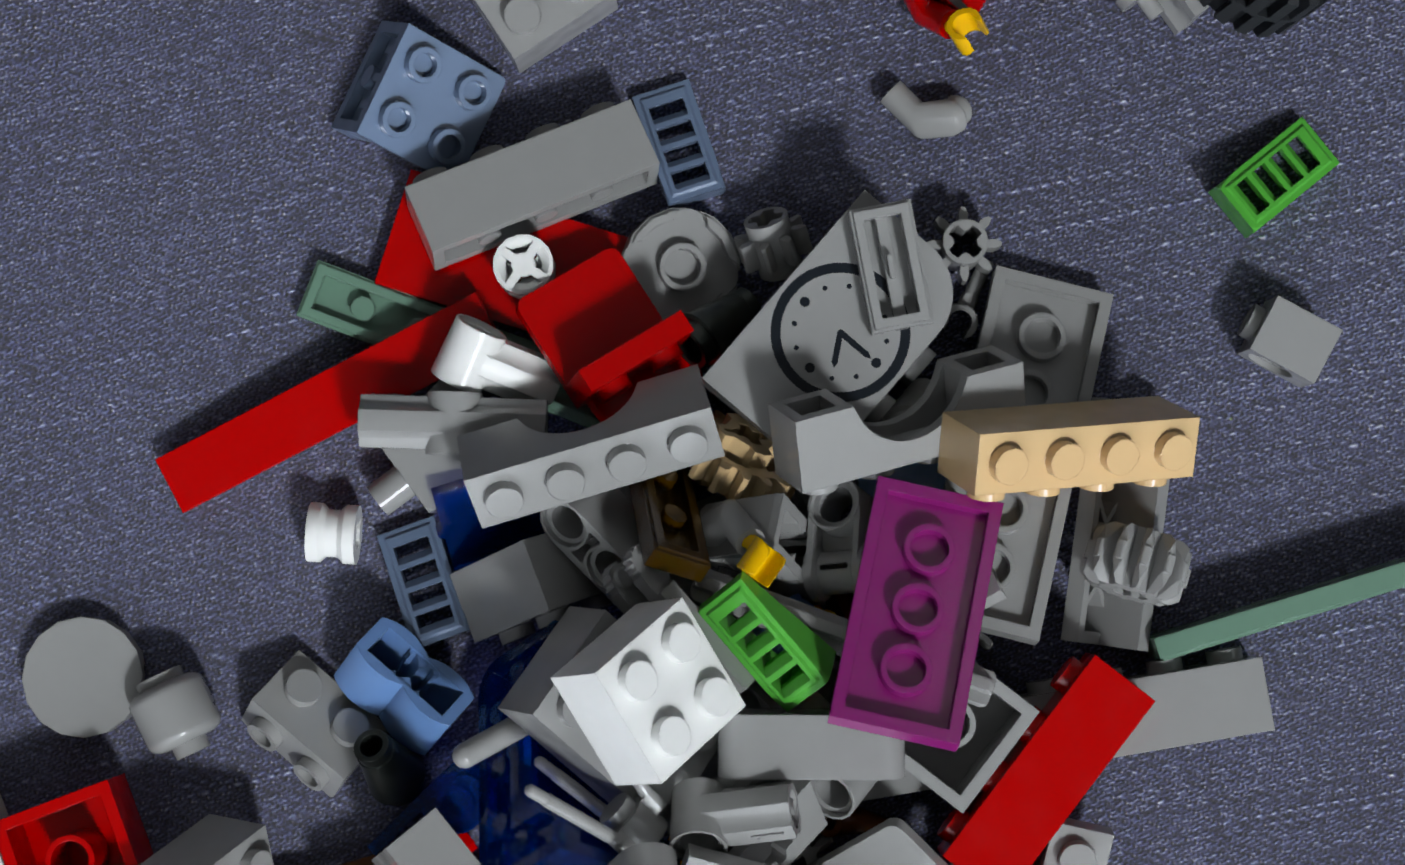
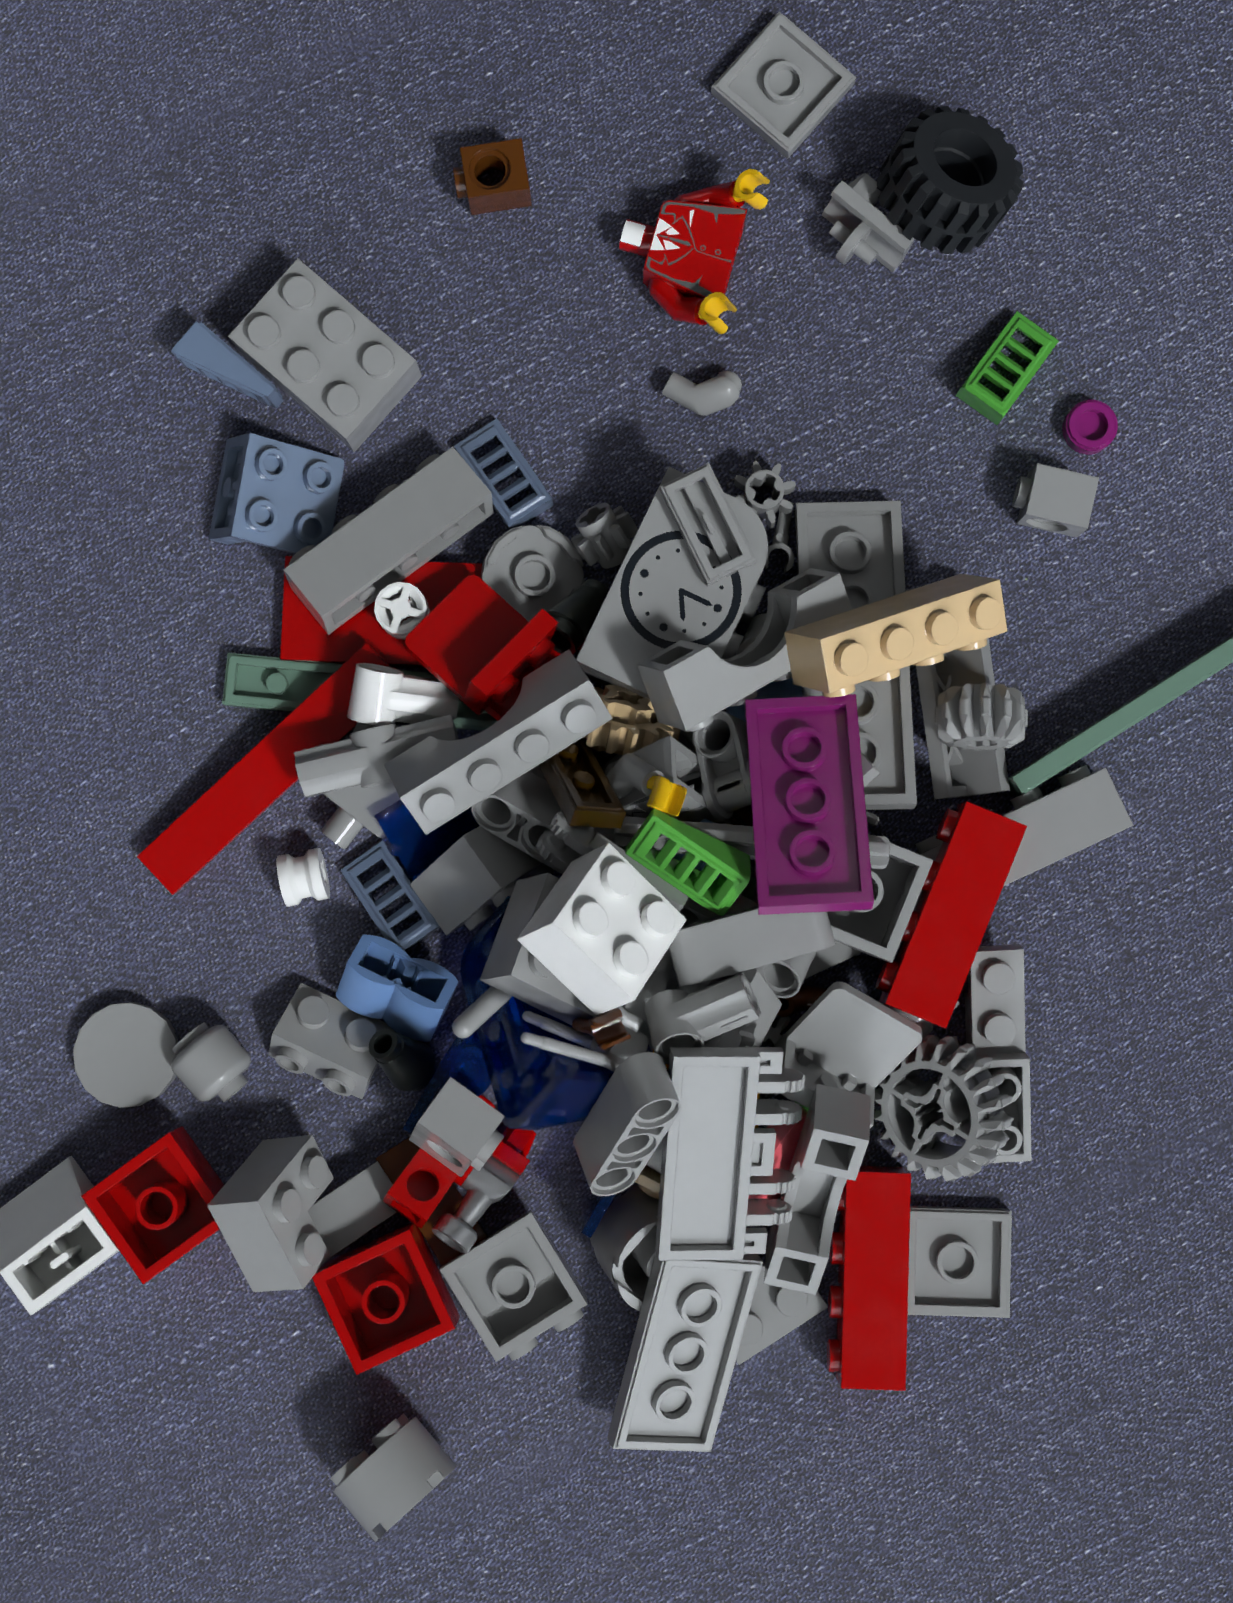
camera: 10 degrees left, 0 degrees up
(622, 802) = (605, 1028): none -> reddish brown hand
(1348, 268) = (1090, 427): none -> magenta tile

